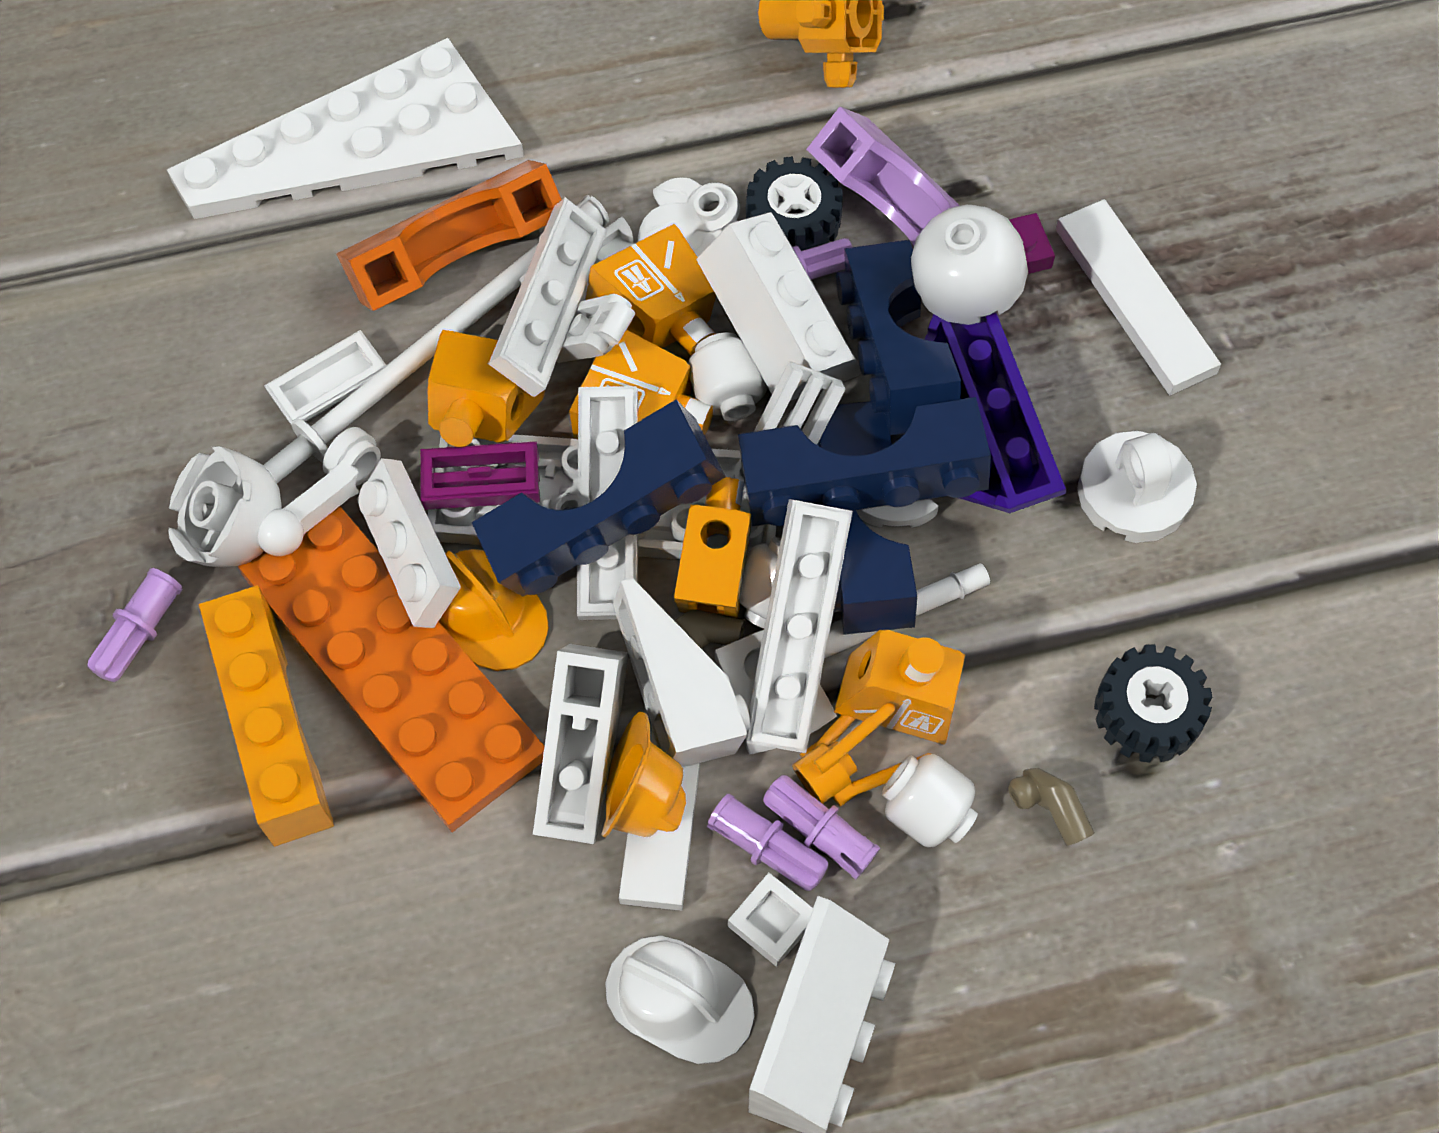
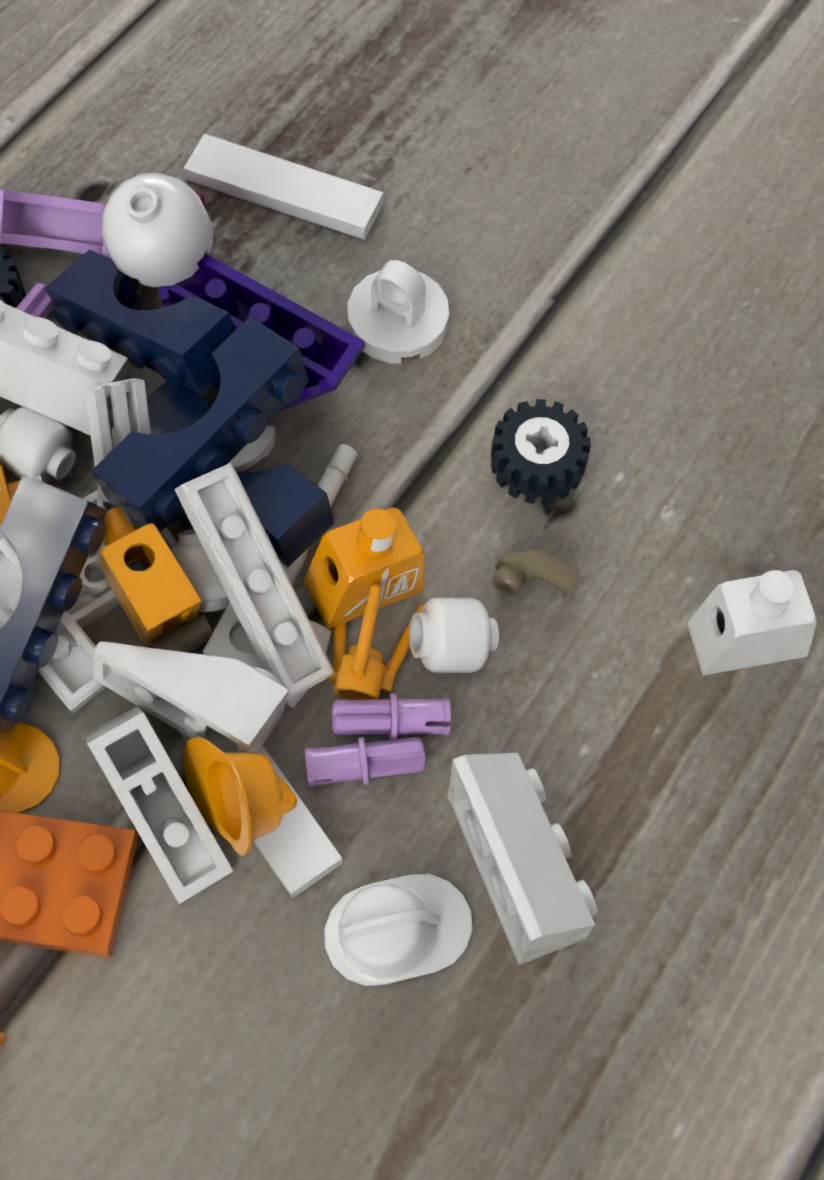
camera: 45 degrees left, 0 degrees up
(771, 919) = (417, 812): white plate -> none
(1204, 1006) = (762, 621): none -> white torso

